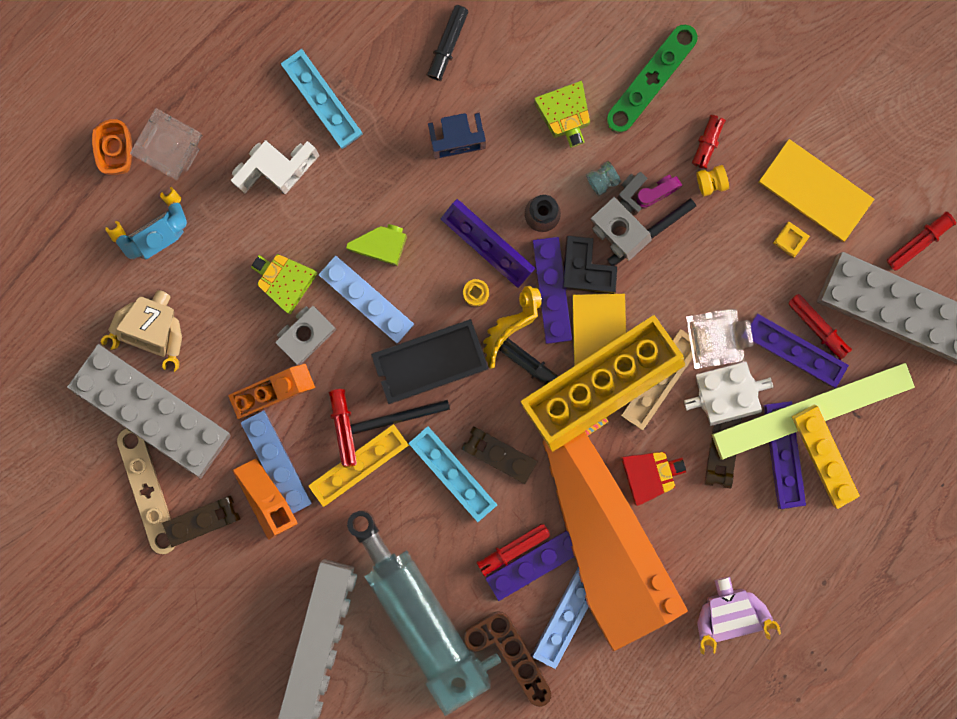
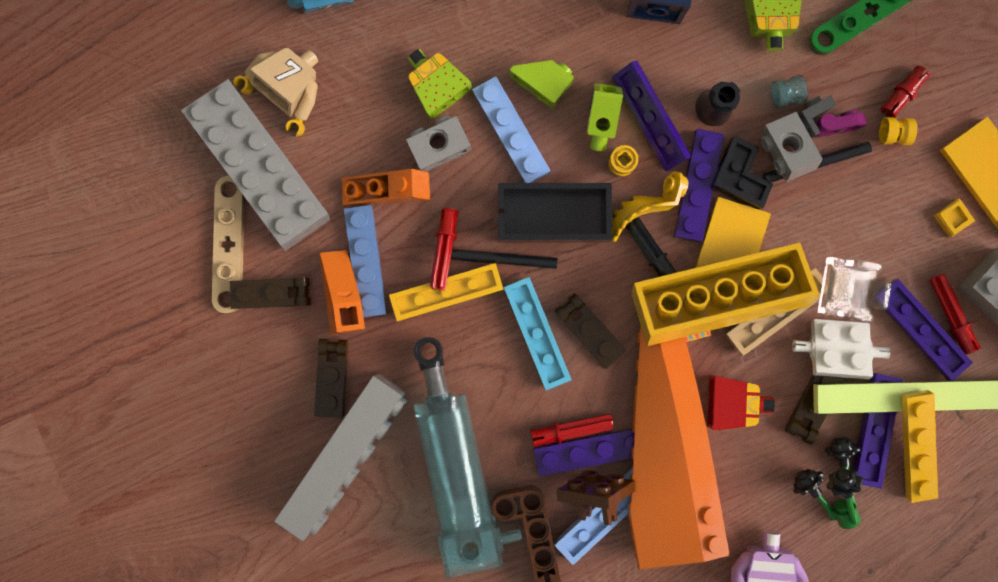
camera: 20 degrees right, 0 degrees up
(282, 579) = (331, 379): none -> dark brown plate
(443, 257) = (605, 103): none -> lime torso
(552, 594) = (596, 491): none -> reddish brown plate
(762, 512) = (841, 483): none -> black plant

